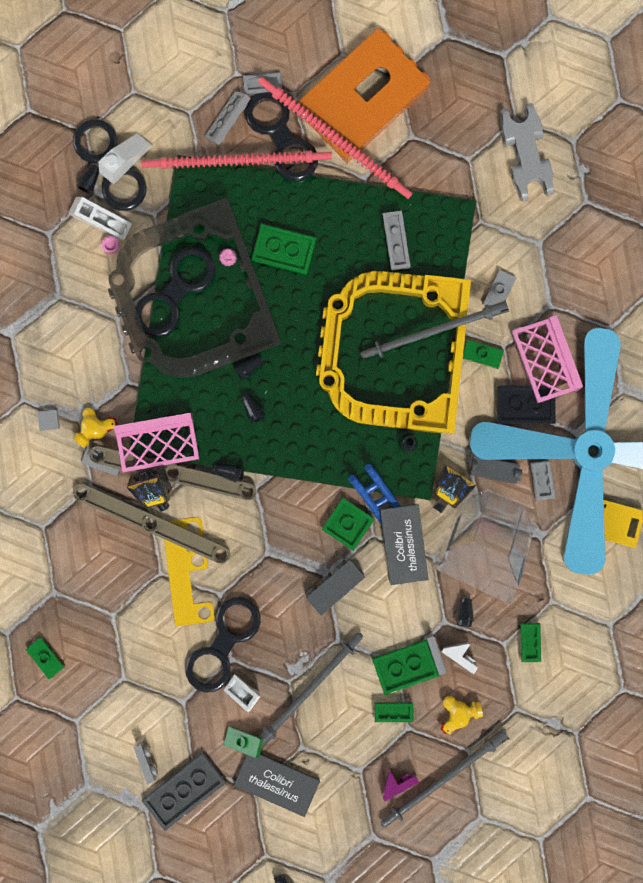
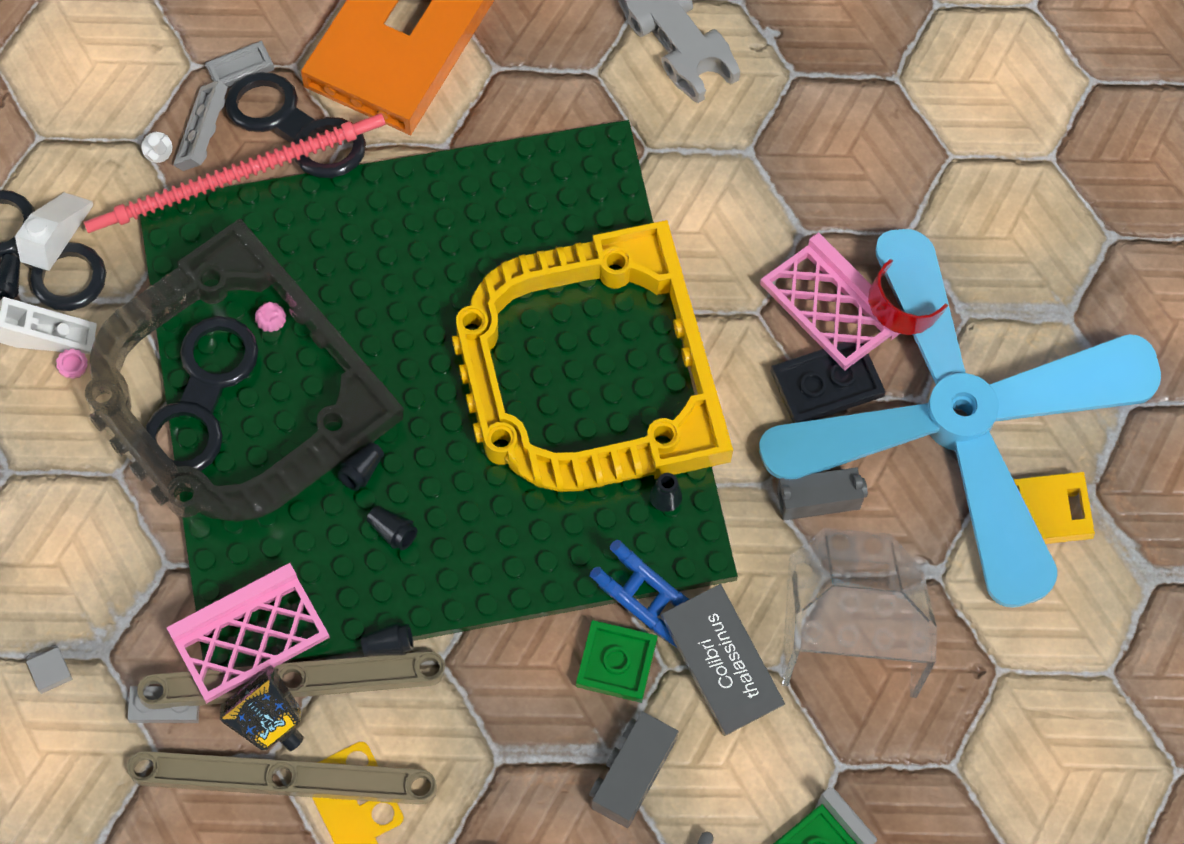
camera: 30 degrees left, 20 degrees down
(93, 427) = (130, 655): yellow animal -> none
(198, 123) = (156, 147): none -> white plate
(277, 93) = (490, 126): coral hose -> none
(283, 249) = (357, 277): green tile -> none
(396, 240) = (529, 207): light grey plate -> none
(451, 489) = (763, 546): torso -> none
(456, 653) = (879, 808): white slope -> none
(465, 613) = (867, 736): black cone -> none
(482, 354) = (730, 332): green plate -> none
(487, 312) = (711, 252): dark grey bar -> none
(500, 288) = (717, 234): light grey plate -> none
(530, 642) = (994, 745): green plate -> none
(542, 480) = (903, 485): light grey plate -> none
(570, 376) = (893, 317): none -> red piece

